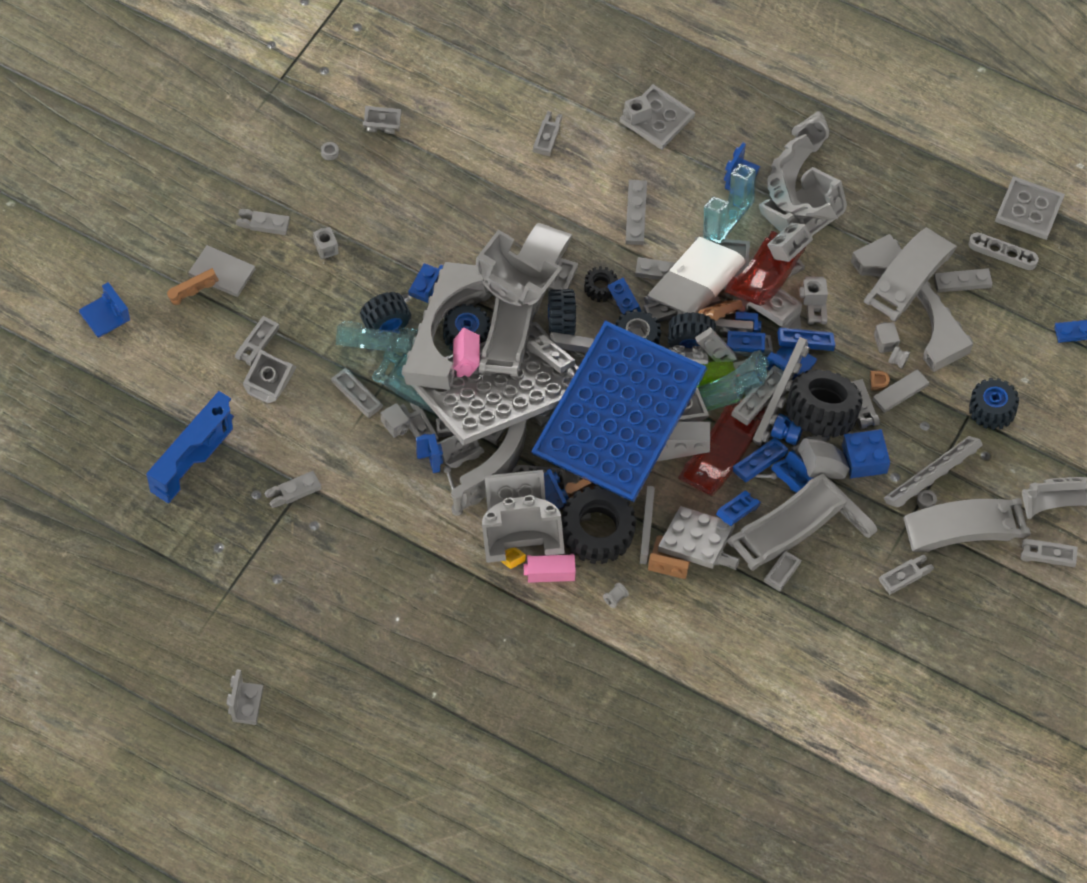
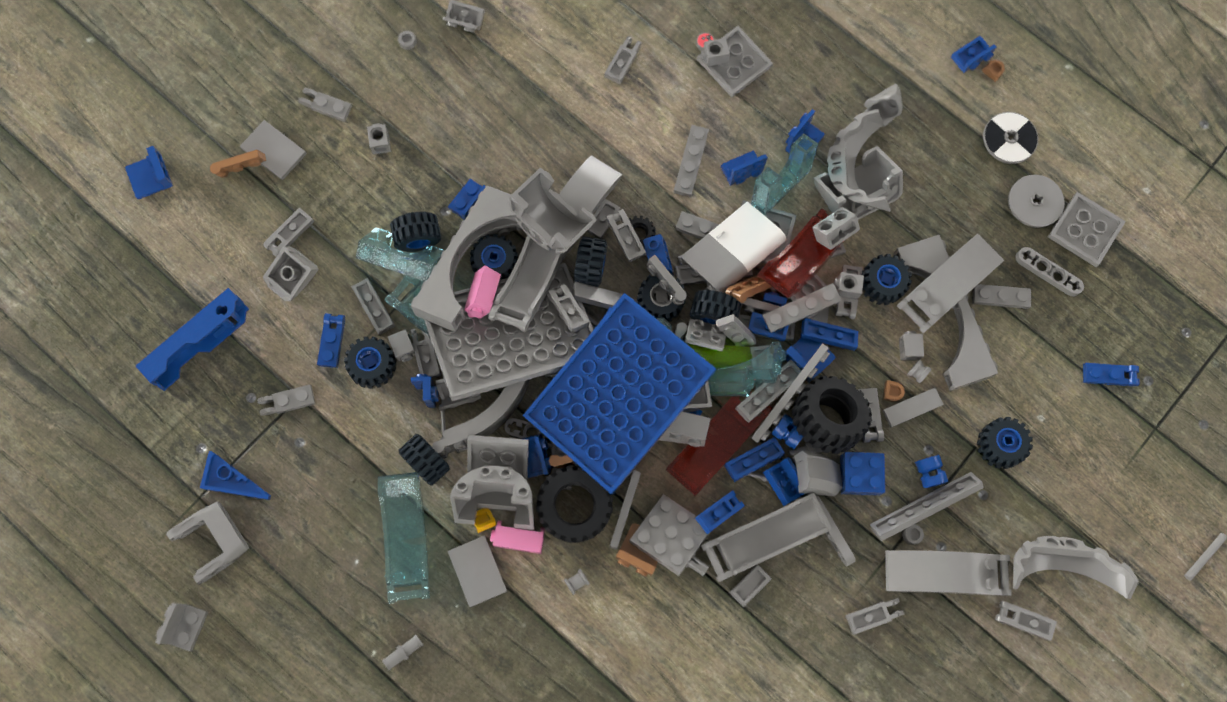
camera: 10 degrees right, 15 degrees up
(250, 567) = (224, 478): none -> blue wing
(261, 611) = (224, 532): none -> light grey connector
(323, 430) = (331, 341): none -> blue plate
(368, 439) = (370, 362): none -> black wheel
(439, 582) = (404, 535): none -> clear light blue windscreen
(444, 510) = (424, 459): none -> black wheel
(463, 686) = (402, 652): none -> light grey pin
(517, 604) = (477, 571): none -> light grey tile
(590, 284) = (626, 236): none -> light grey plate
(620, 103) = (702, 38): none -> tile
(639, 313) = (666, 281): none -> light grey plate
(688, 209) = (743, 167): none -> blue bracket
(773, 317) = (801, 308): none -> light grey plate
(848, 282) = (886, 279): none -> black wheel
(886, 72) = (972, 54): none -> blue bracket
(910, 83) = (994, 69): none -> medium nougat tile
(931, 441) = (928, 465): none -> blue wheel
(942, 152) = (1014, 150): none -> piece
(973, 203) = (1031, 213): none -> light grey piece

